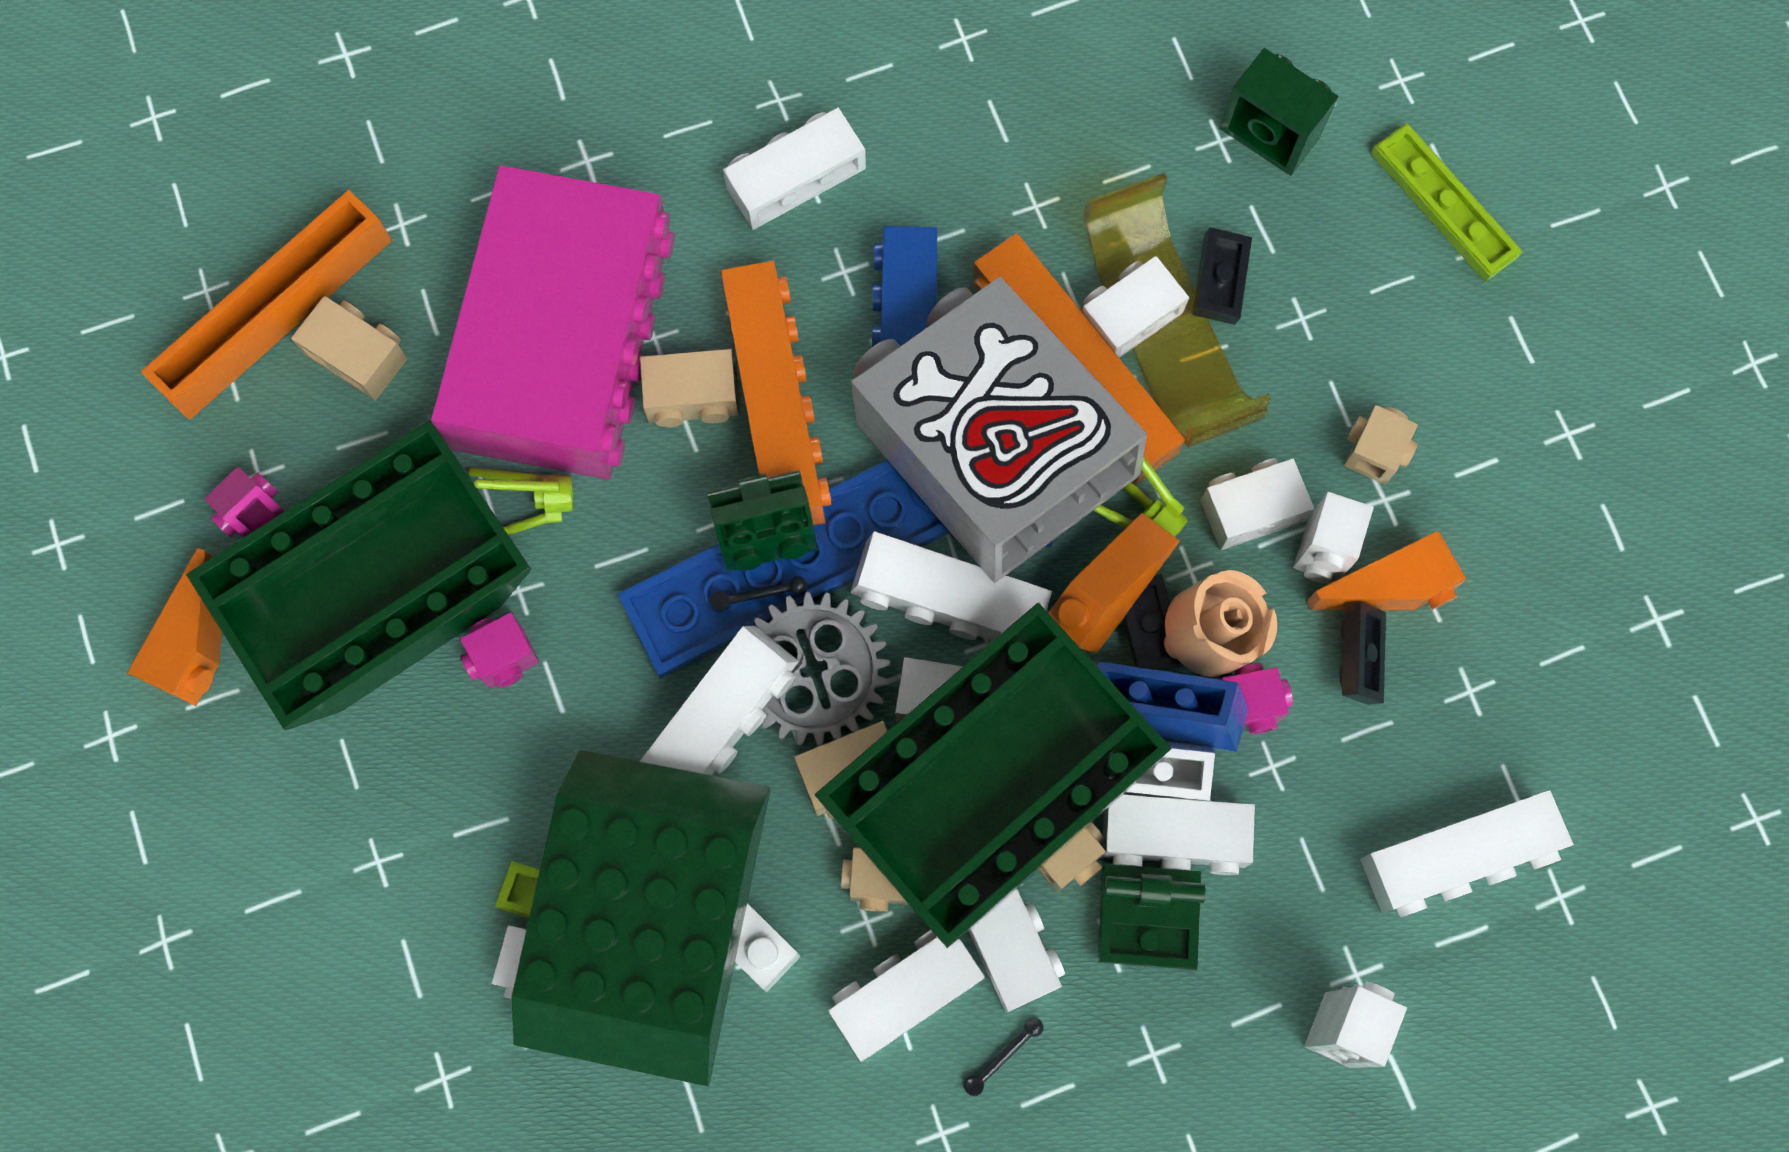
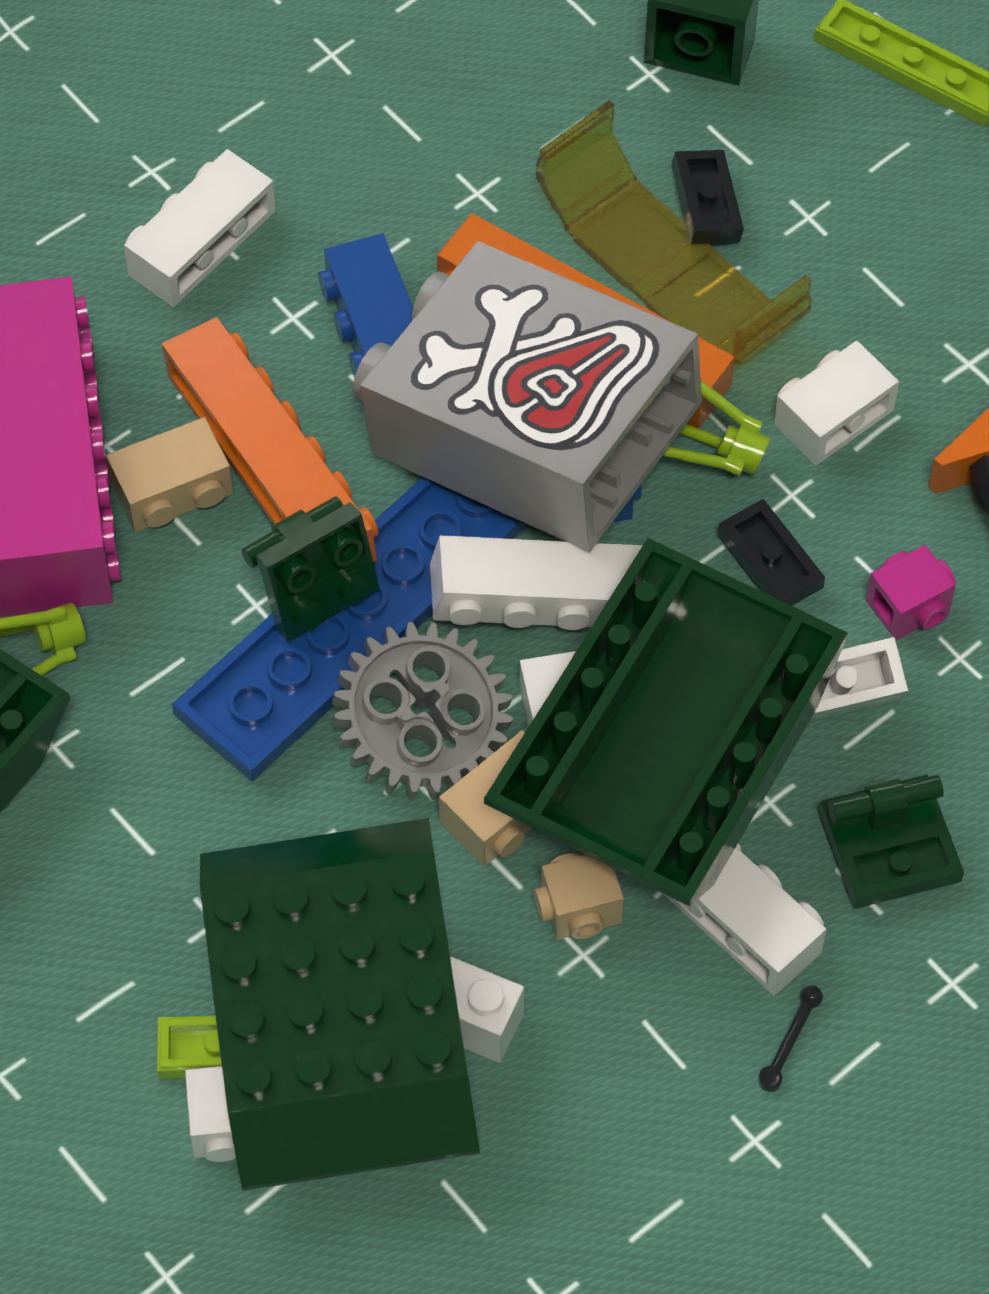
camera: 20 degrees left, 15 degrees down
(497, 651) = (58, 805): dark pink brick -> none
(720, 601) = (293, 672): black hinge -> none
(725, 705) = (345, 756): white brick -> none
(903, 994) = (656, 1002): white brick -> none
(1075, 860) = (785, 810): tan brick -> none
(1112, 583) = (720, 506): orange slope -> none
(1135, 305) = (629, 245): white brick -> none
(1179, 833) = (886, 743): white brick -> none
(1183, 705) = (860, 597): blue brick -> none
(1220, 624) = (846, 521): light nougat brick -> none
(1333, 538) = (929, 401): white brick -> none
(1381, 443) = (942, 306): tan brick -> none

